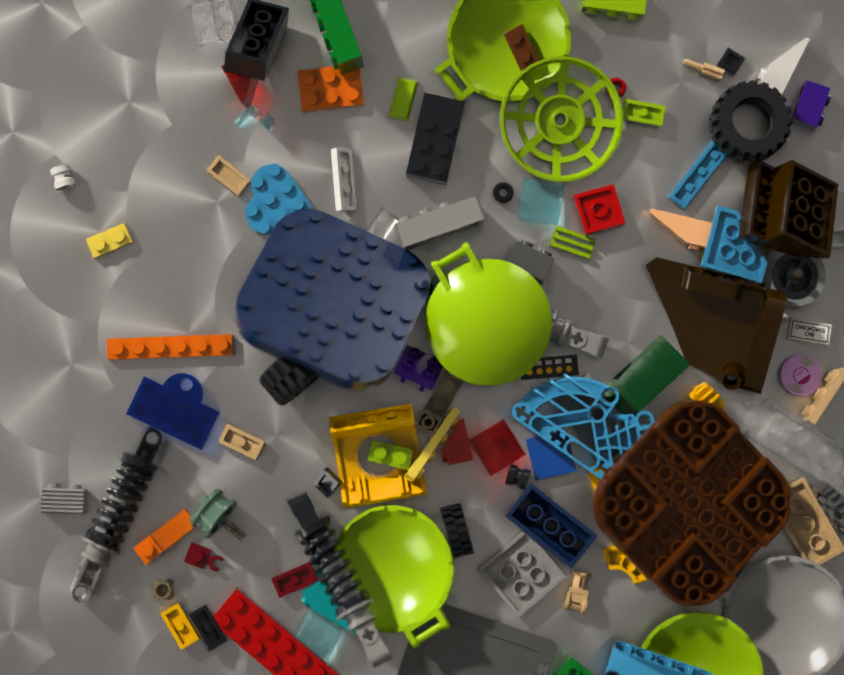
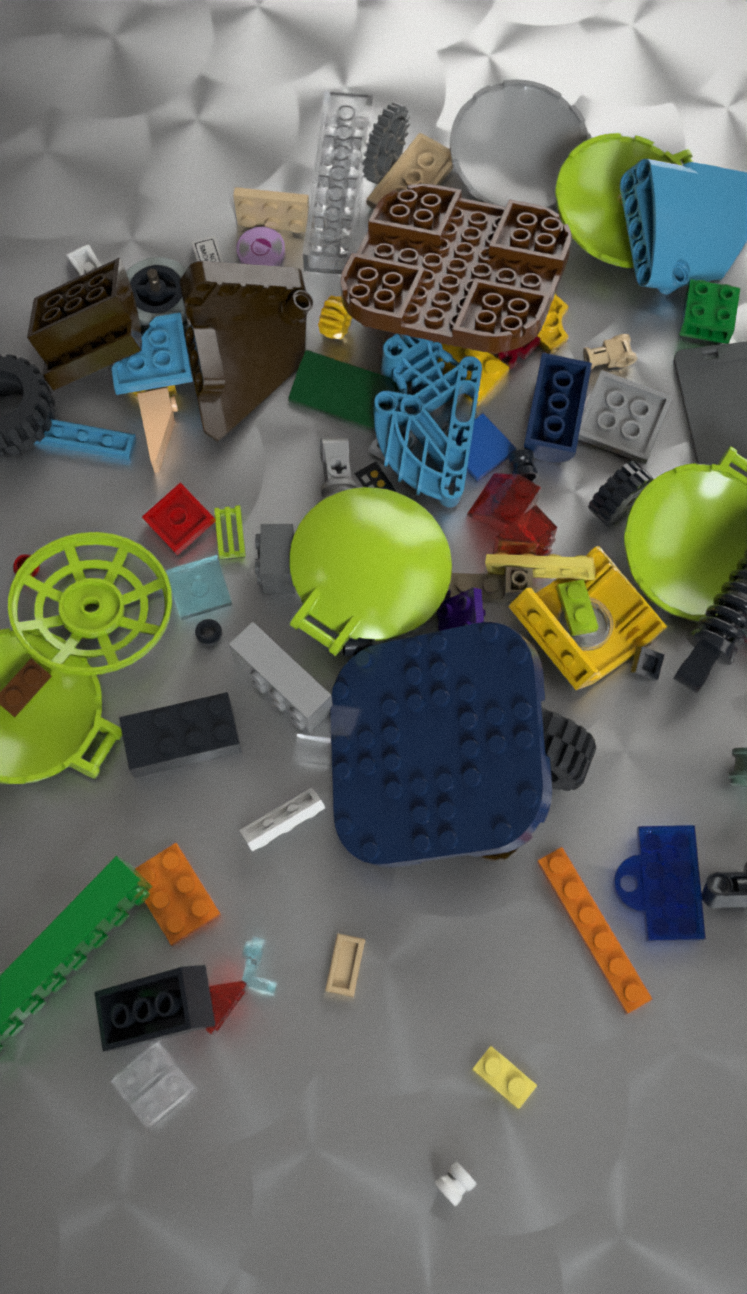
camera: 115 degrees left, 15 degrees down
(241, 441) = (657, 784): tan plate -> none
(273, 198) = (347, 892): dark azure plate -> none
(403, 99) = (148, 800): lime tile -> none
(643, 112) = (41, 522): lime plate -> none

